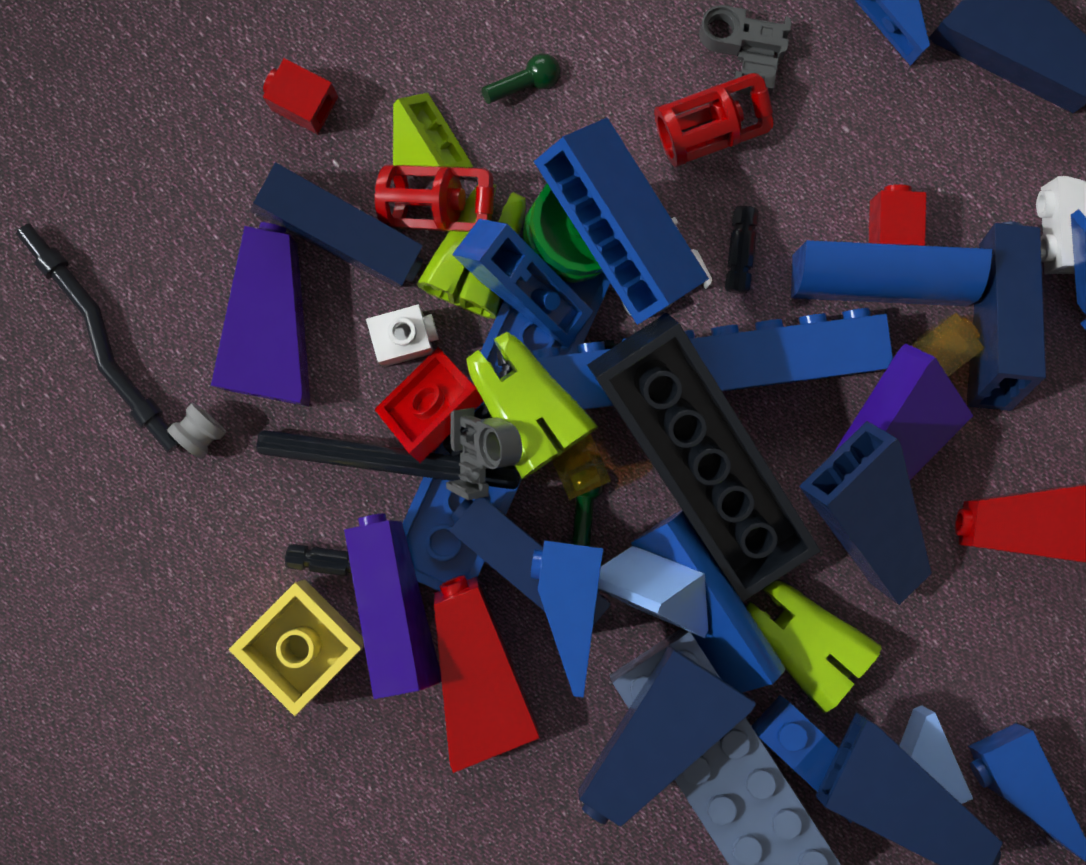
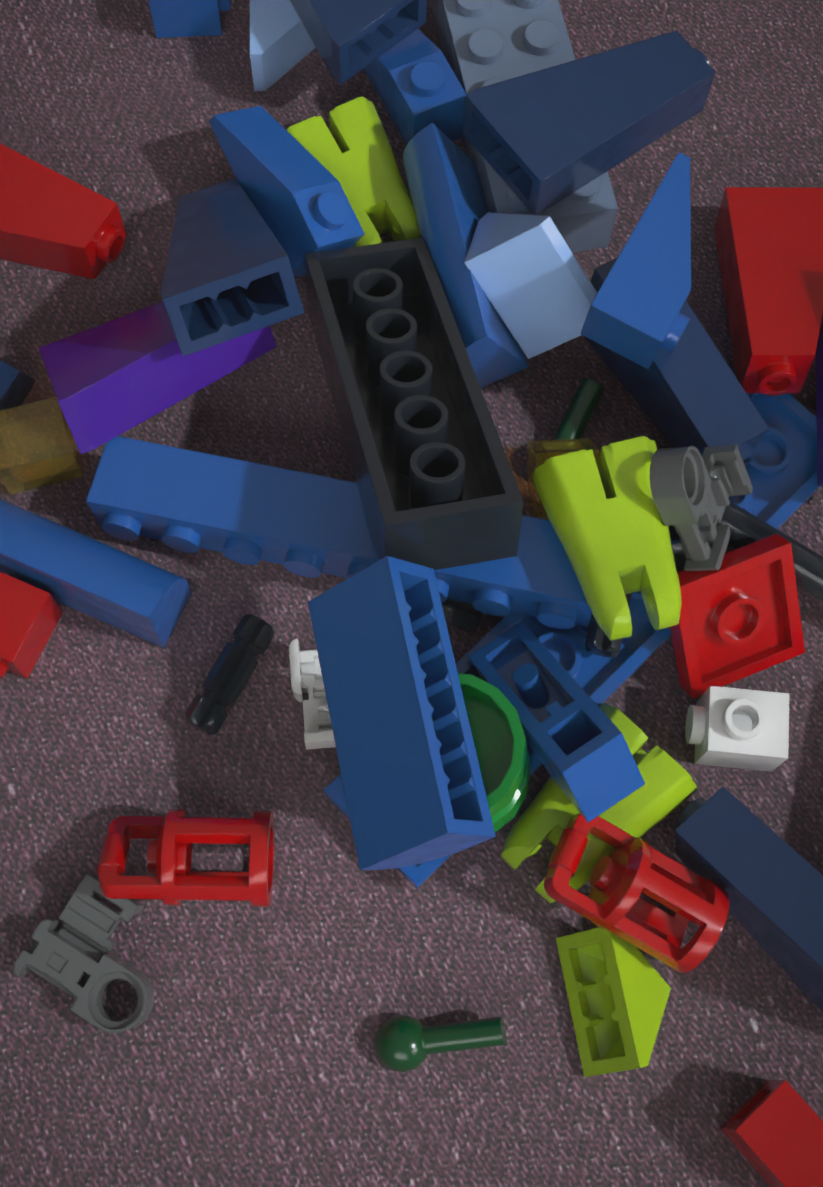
camera: 160 degrees left, 15 degrees down
(860, 609) = (286, 185): none -> blue slope

